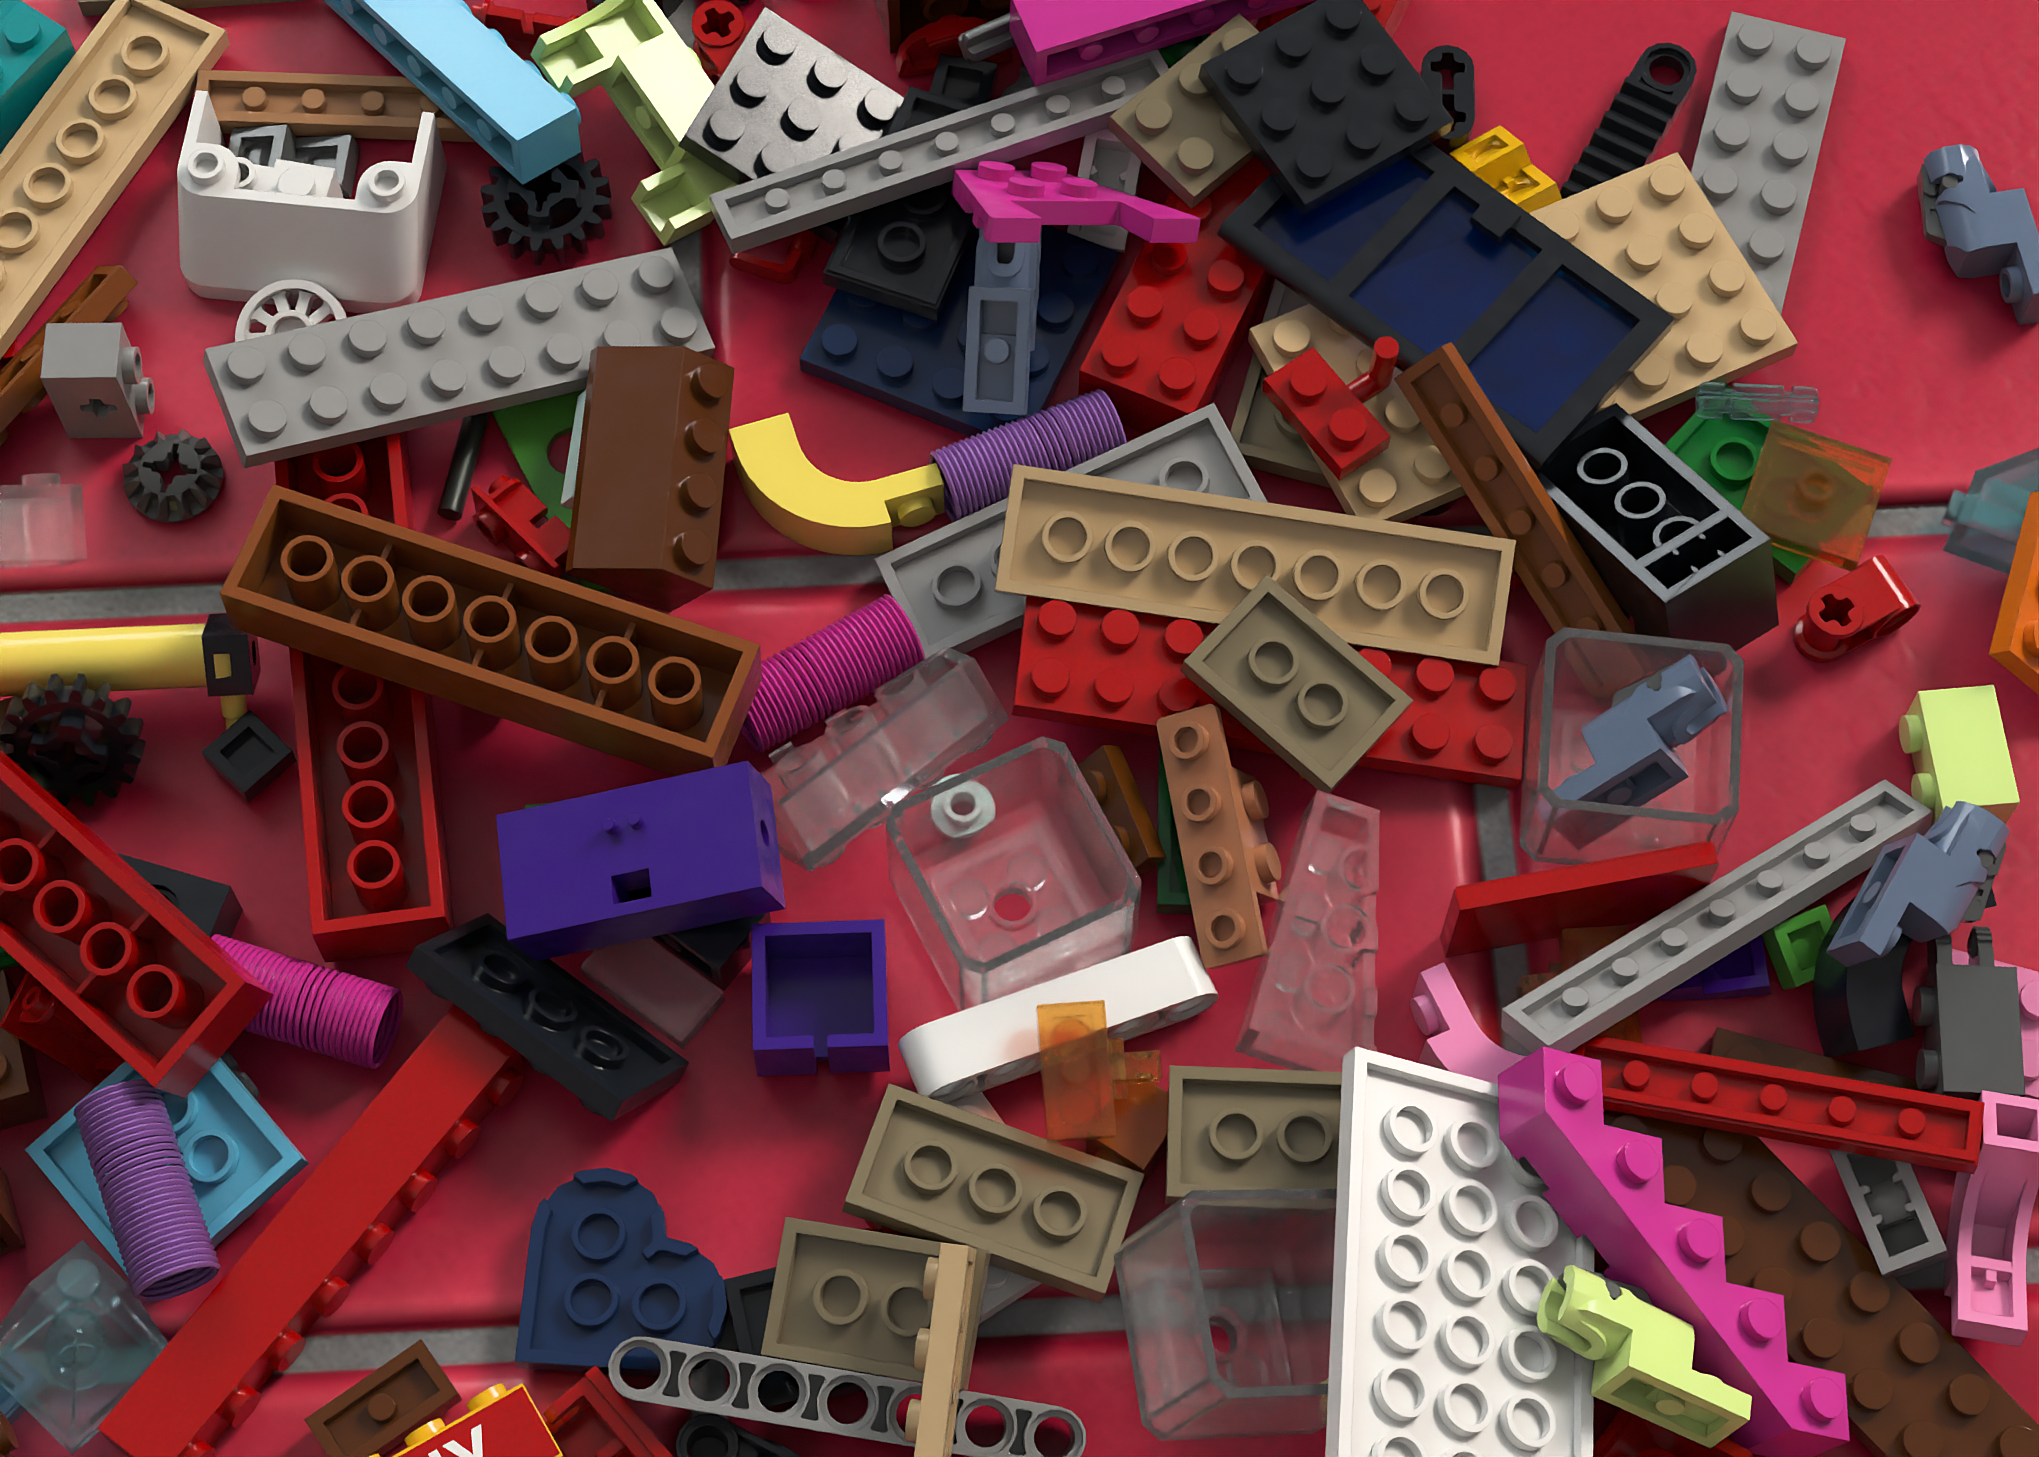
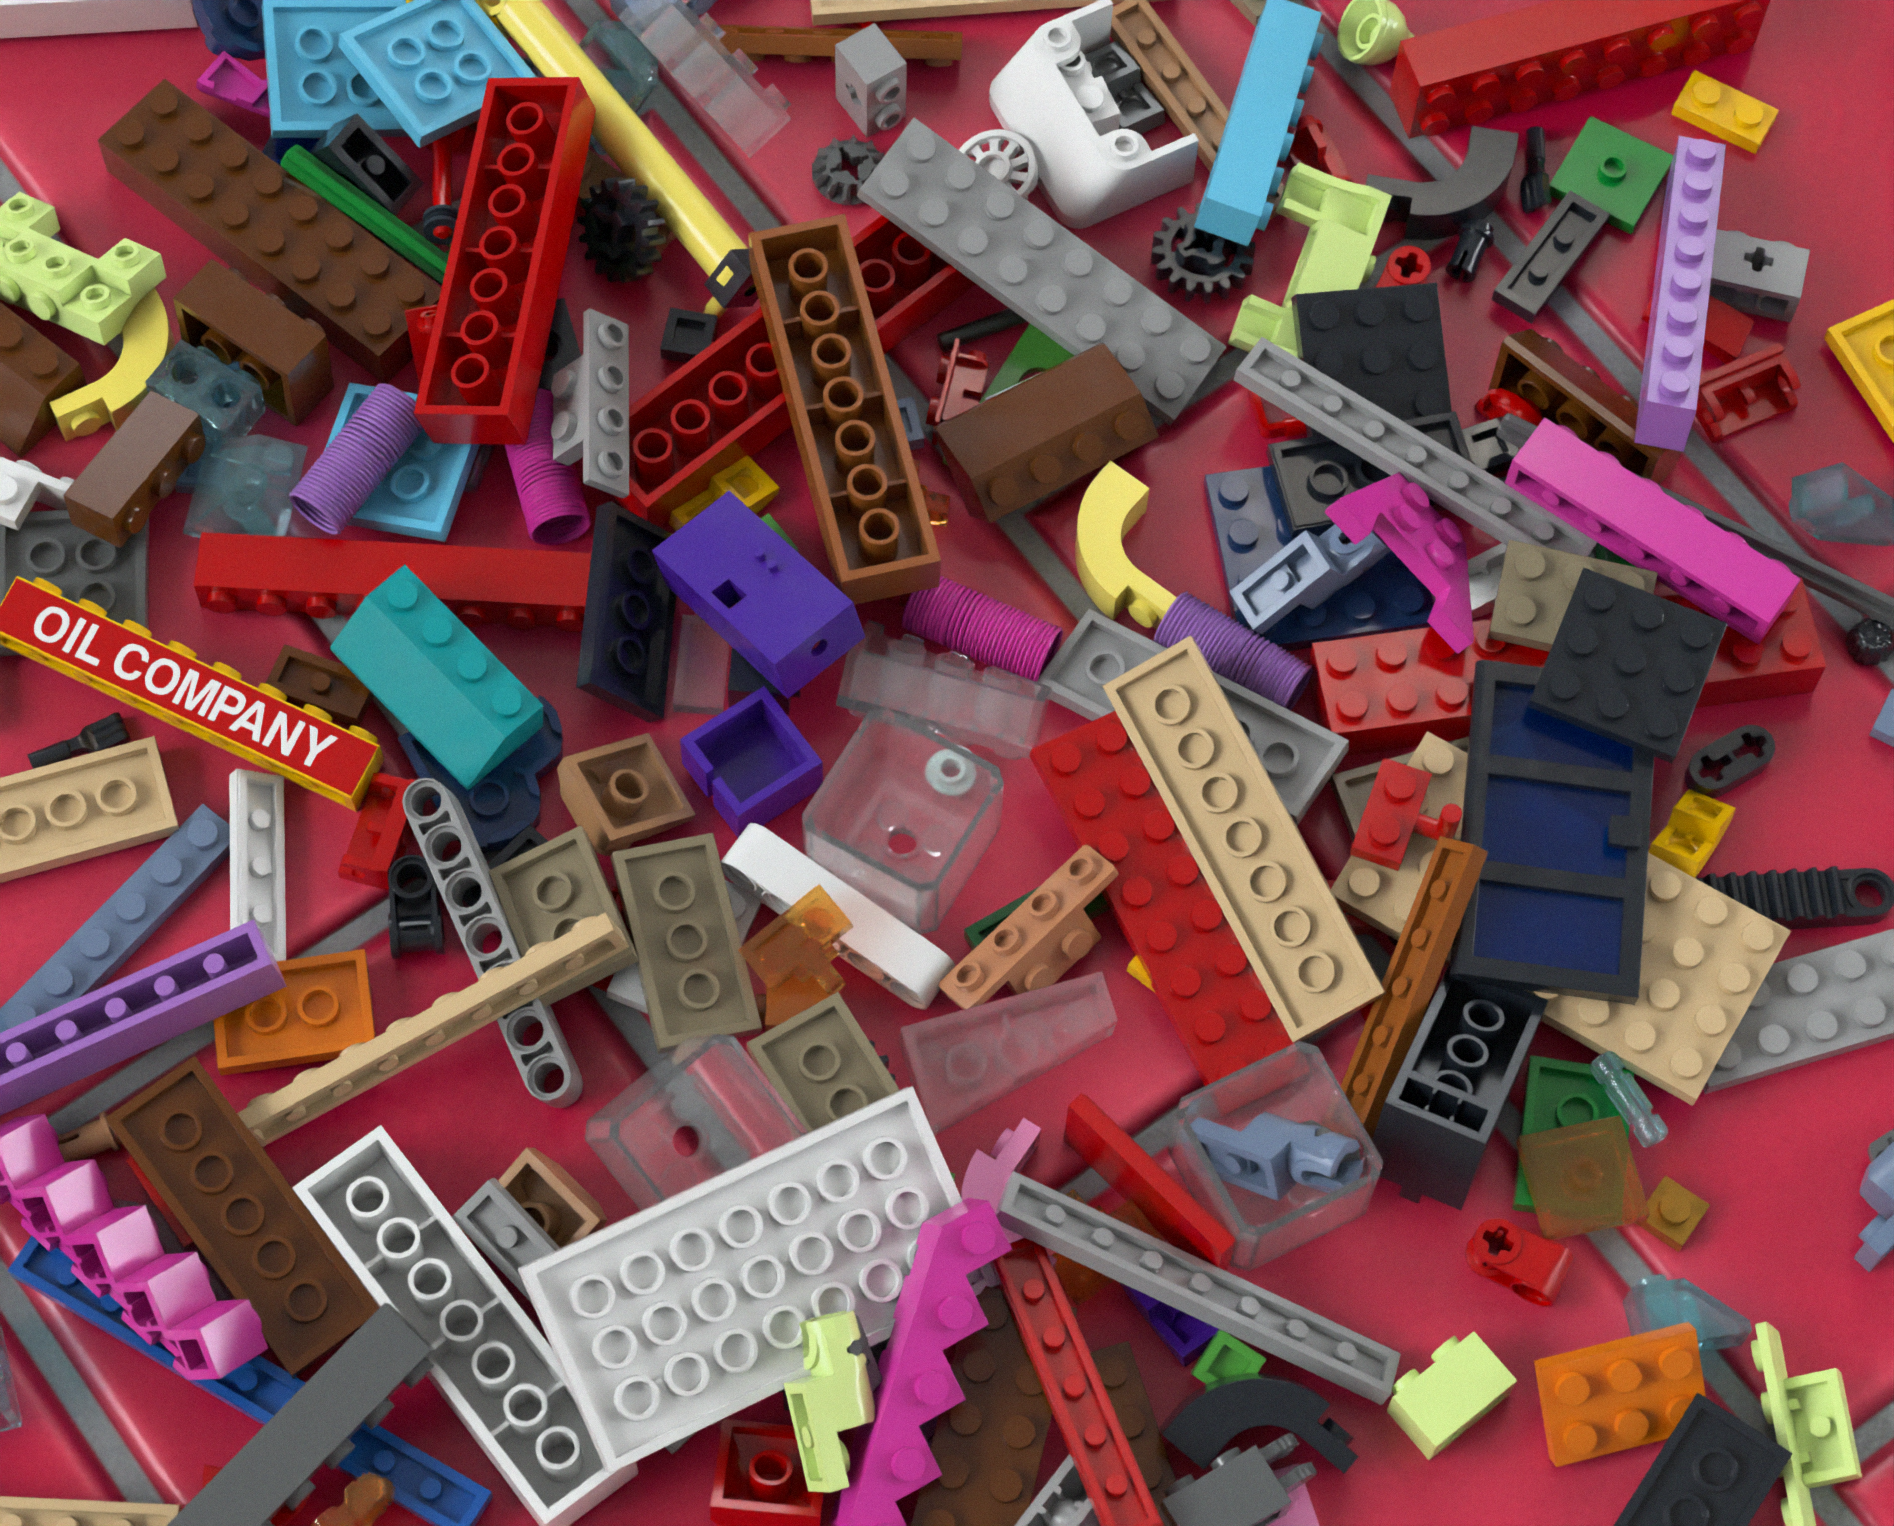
camera: 55 degrees right, 0 degrees up
(282, 897) = (594, 406): none -> light grey bracket
(472, 843) = (742, 479): none -> yellow slope
(488, 1267) = (437, 678): none -> teal slope
(756, 1158) = (622, 793): none -> medium nougat slope
(1123, 806) = (1008, 866): reddish brown plate -> none
(1296, 685) = (1169, 913): dark tan plate -> none
(1888, 436) = (1673, 1213): none -> pearl gold plate
(1924, 885) = (1306, 1407): sand blue plate -> none

